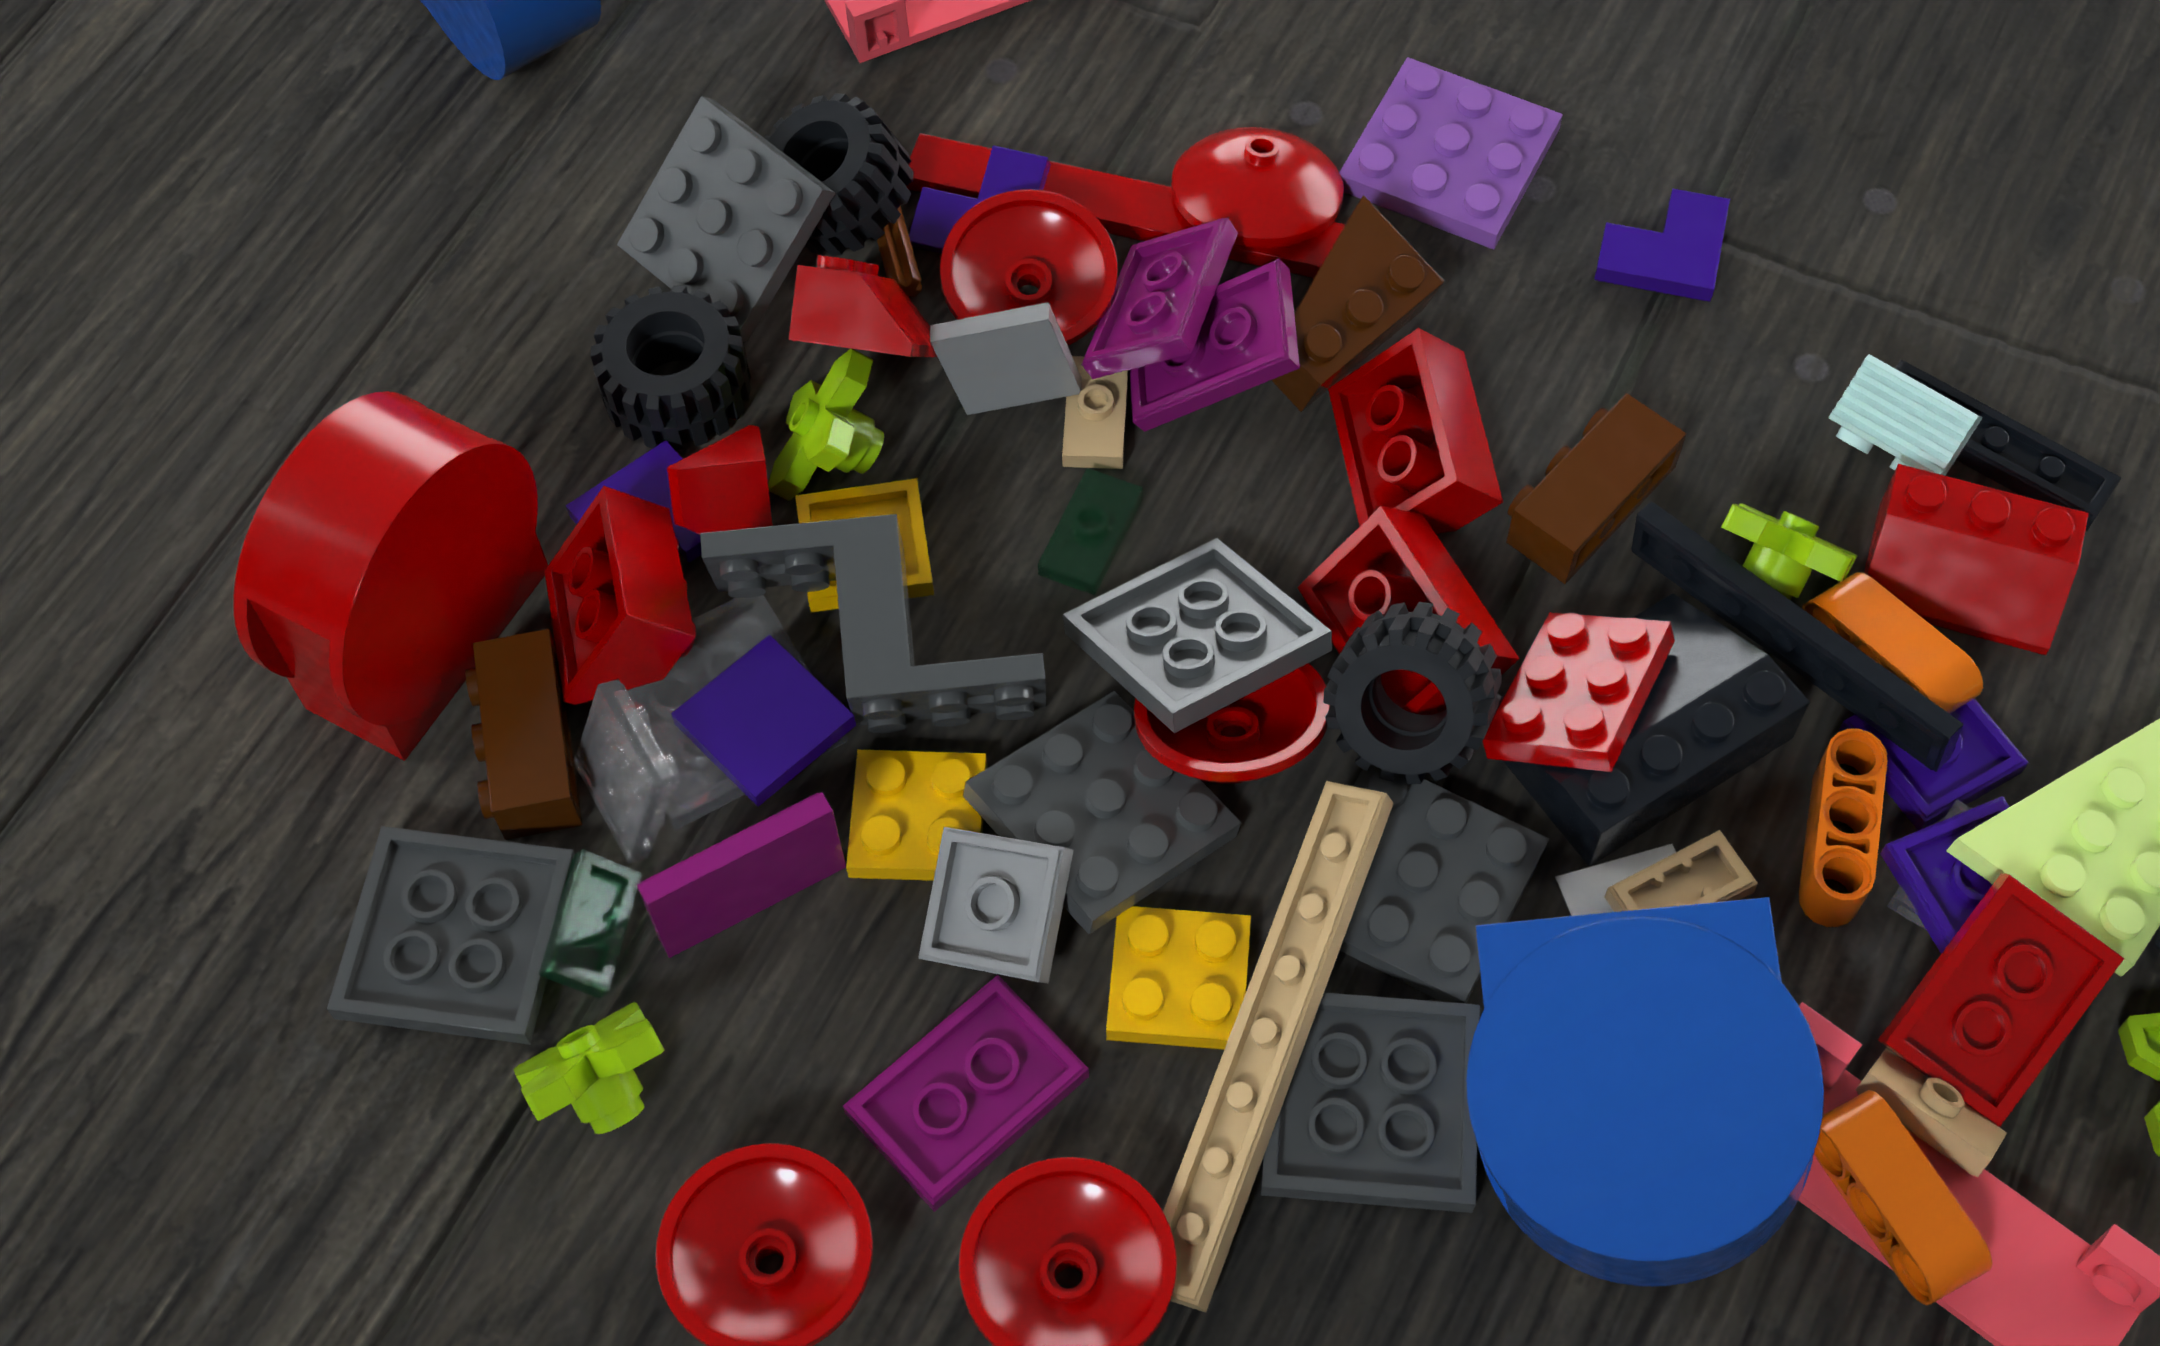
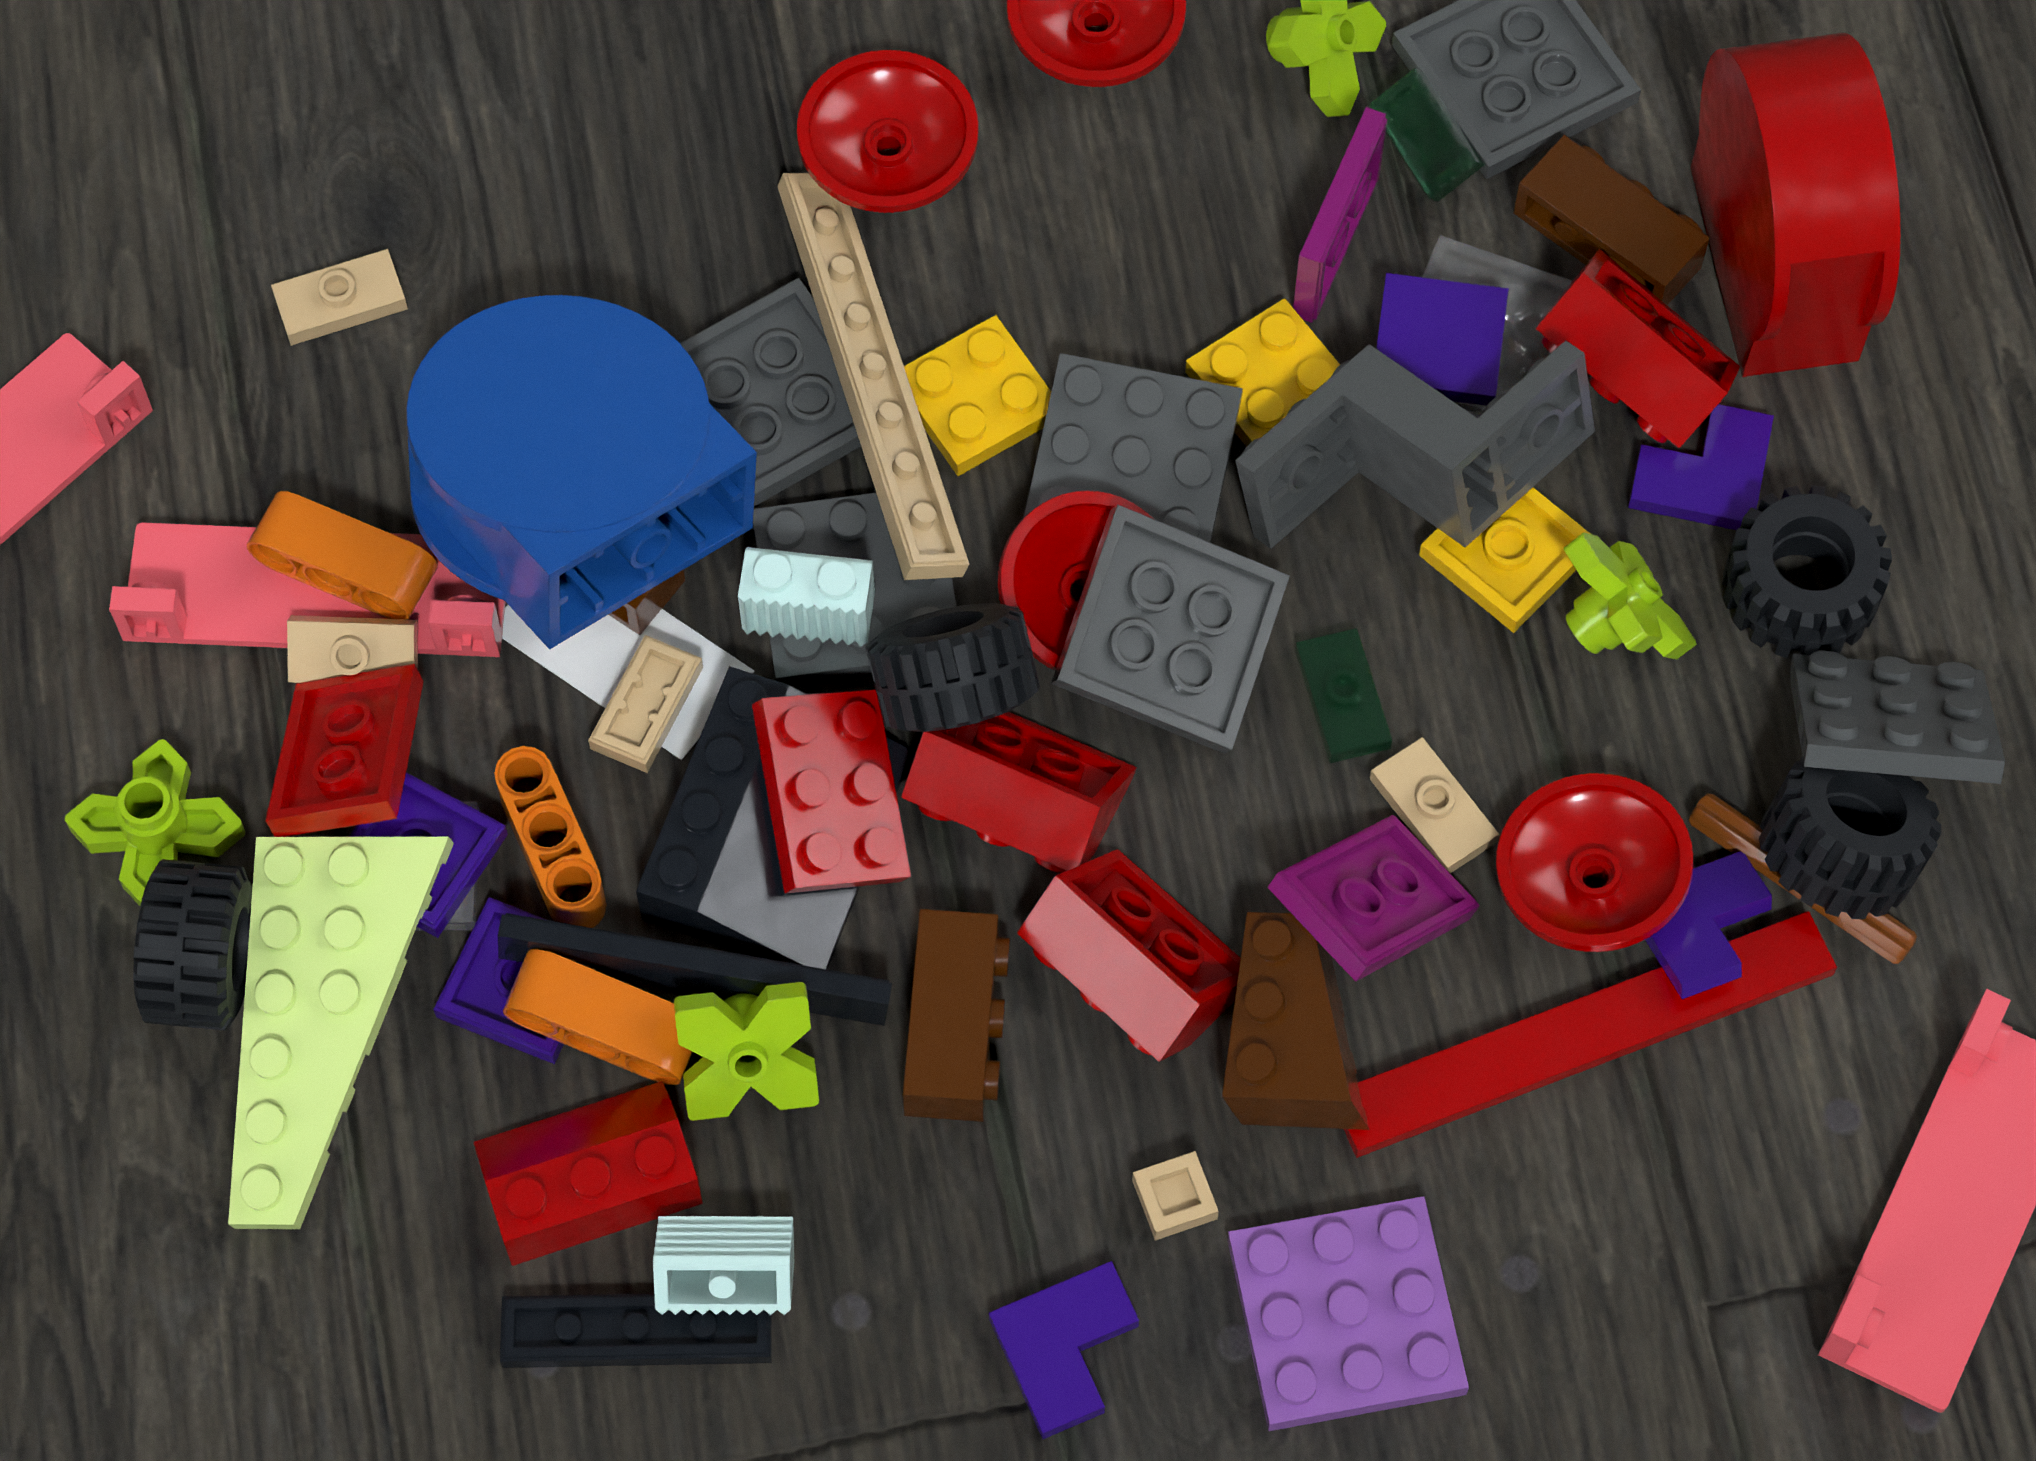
camera: 140 degrees right, 5 degrees up
(625, 770) = (1518, 235): clear tile -> none
(722, 485) = (1644, 497): red slope -> none
(854, 308) = (1669, 685): red slope -> none
(966, 1092) = (1061, 220): magenta tile -> none
(996, 904) = (1144, 327): light grey tile -> none
(1006, 358) = (1527, 746): light grey tile -> none
(1160, 299) = (1457, 914): magenta tile -> none
(1262, 180) = (1449, 1154): red dish -> none
(1489, 847) = (806, 595): none -> light aqua brick
(1517, 278) = (1175, 1195): none -> tan plate

